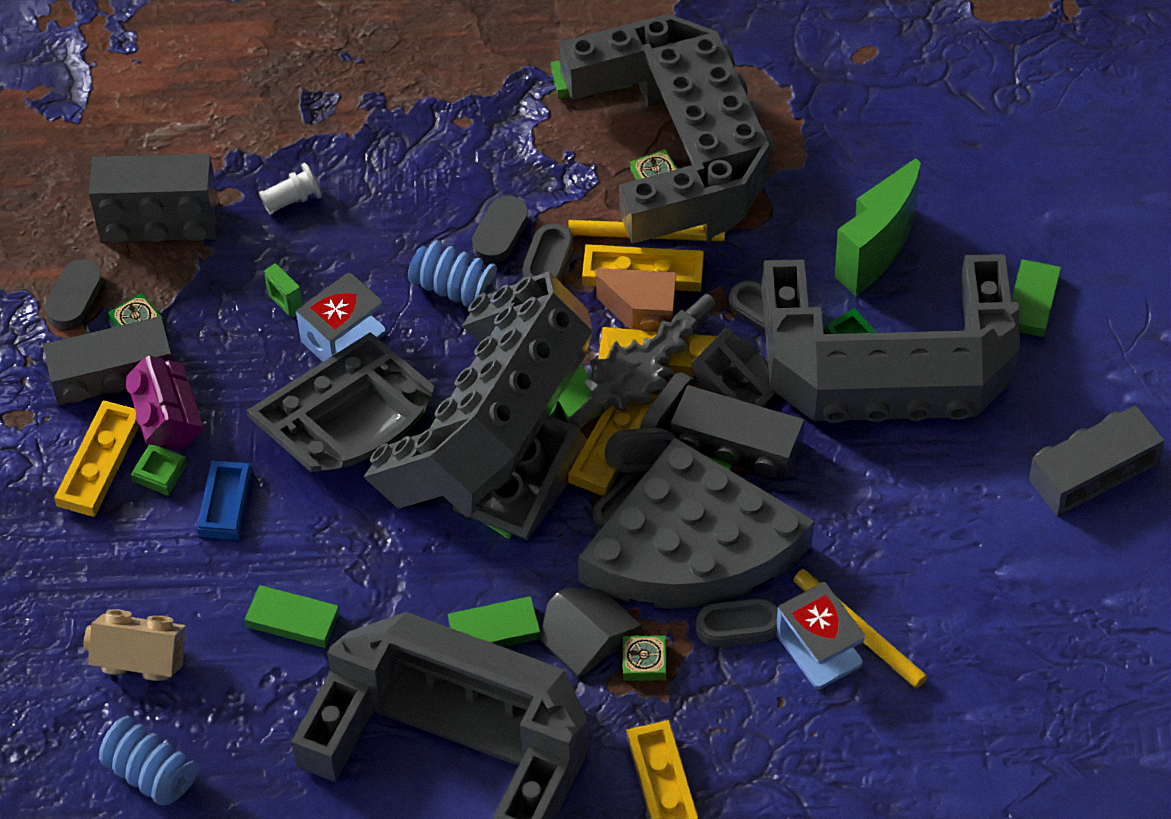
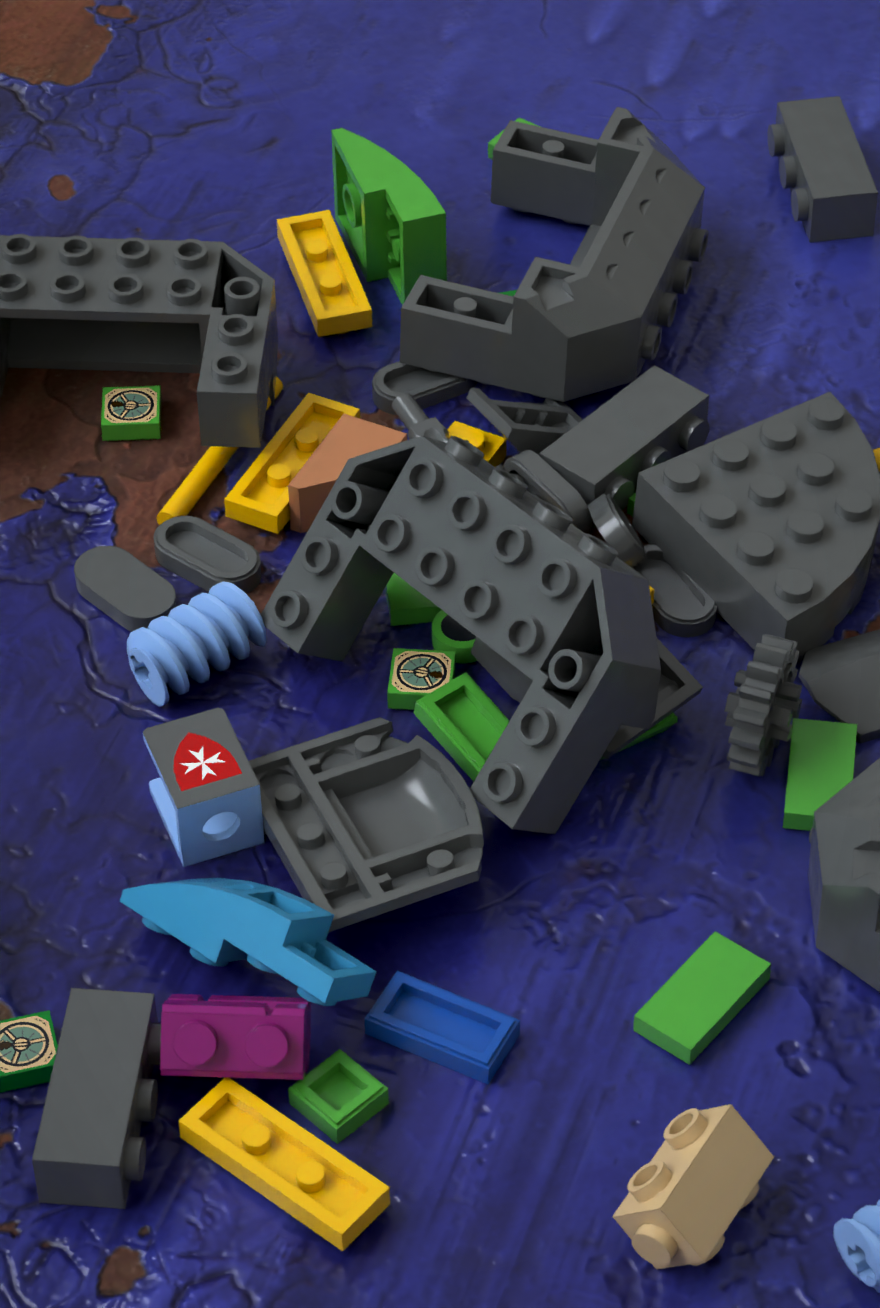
camera: 70 degrees left, 10 degrees down
(233, 384) = (258, 923): none -> dark azure slope
(283, 290) = (93, 844): bright green tile -> none
(486, 568) = (763, 705): none -> dark grey gear
(819, 225) = (324, 273): none -> yellow plate

